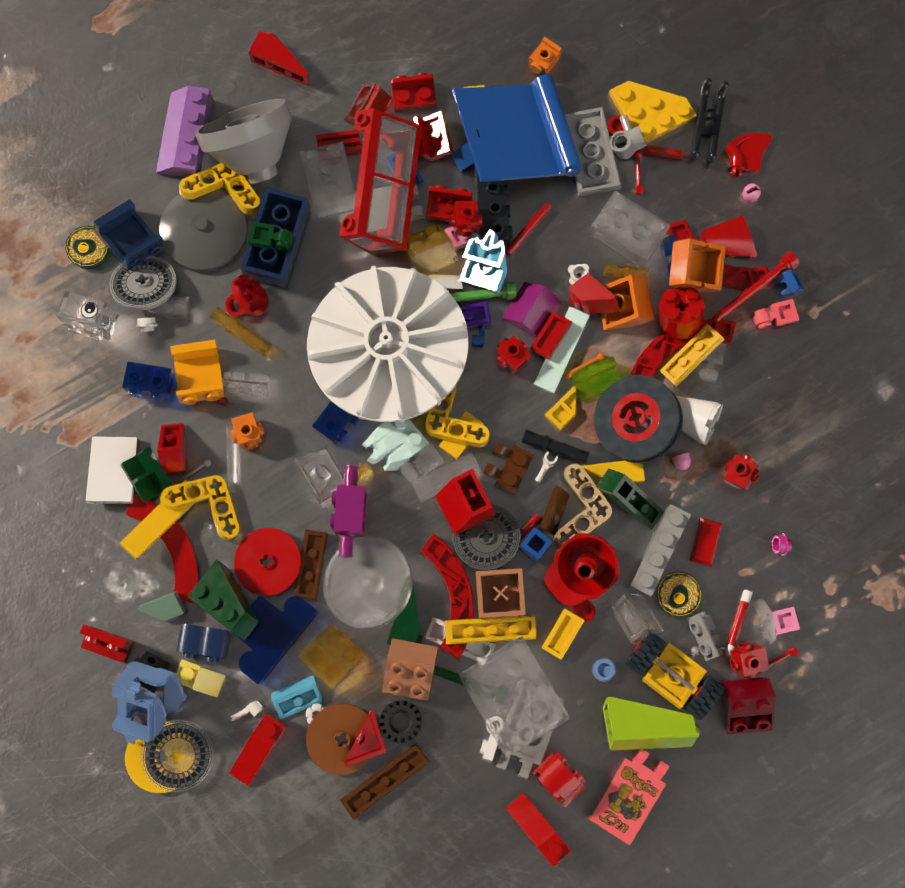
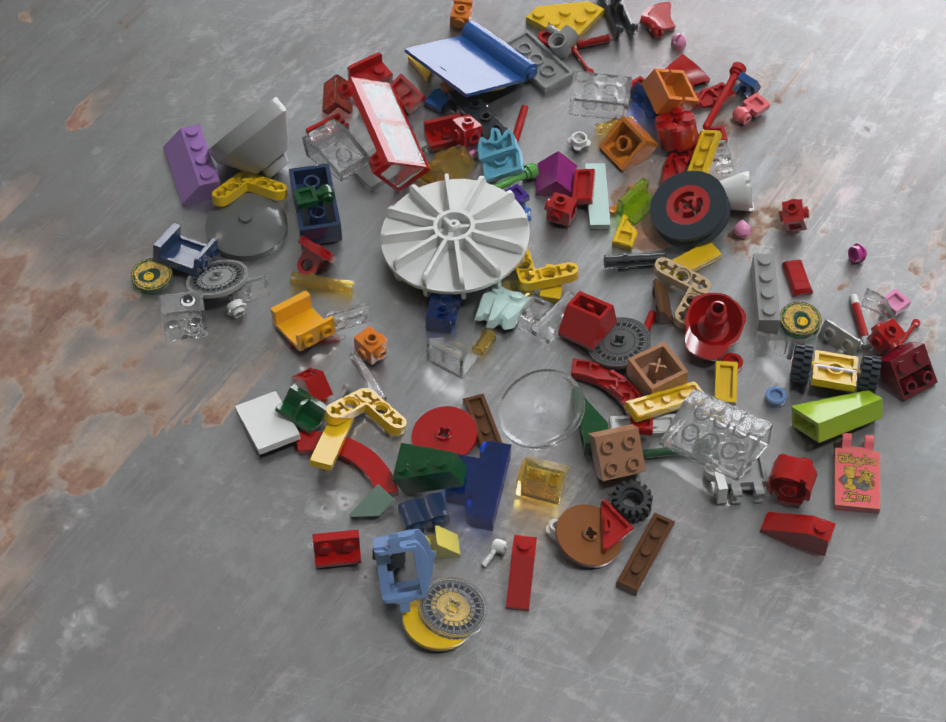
camera: 25 degrees left, 25 degrees down
(148, 381) = (263, 343): clear blue brick -> none
(273, 55) = (241, 89): red slope -> none
(296, 697) = (532, 522): medium azure slope -> none
(350, 511) = (495, 363): magenta brick -> none
(513, 470) = (610, 286): reddish brown plate -> none
(535, 544) = (663, 327): blue brick -> none
(546, 465) = (636, 274): white hand -> none
(592, 296) = (601, 146): red slope -> none
(630, 497) = (717, 265): dark green slope -> none

